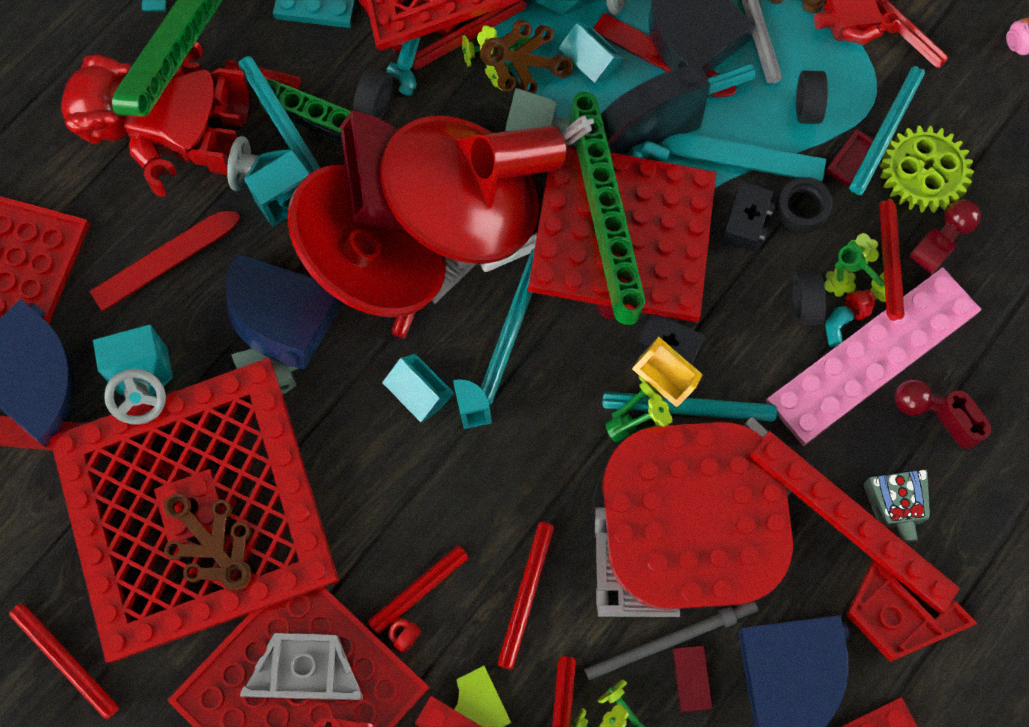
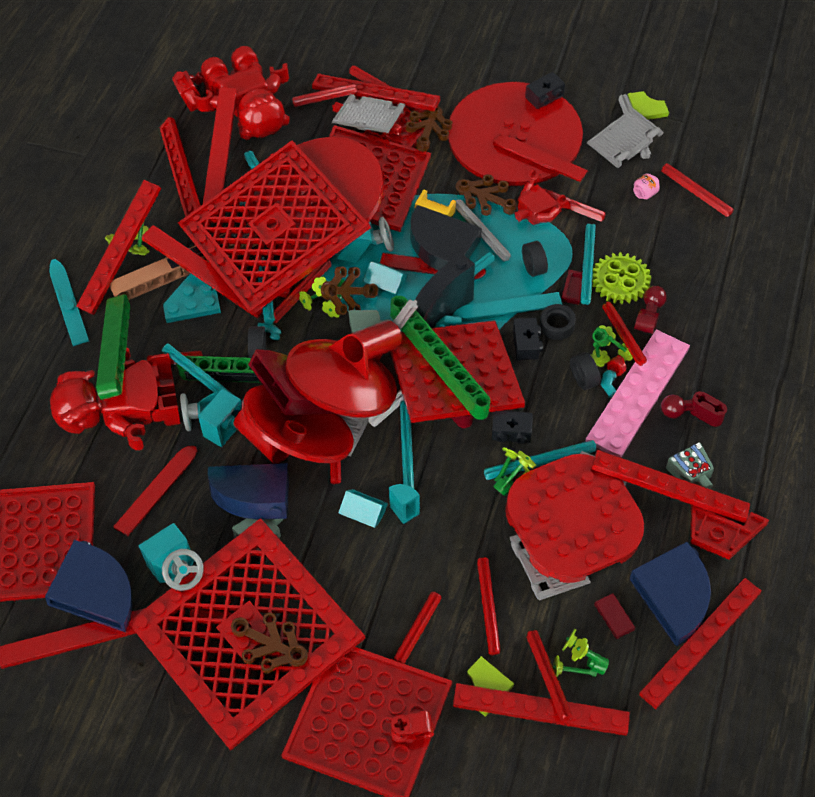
camera: 25 degrees left, 15 degrees down
(64, 661) = (198, 761): red axle -> none
(303, 669) = (366, 698): light grey wing -> none
(407, 637) = (424, 656): red tile -> none
(667, 372) = (519, 439): yellow panel -> none
(726, 617) = (618, 573): dark grey bar -> none

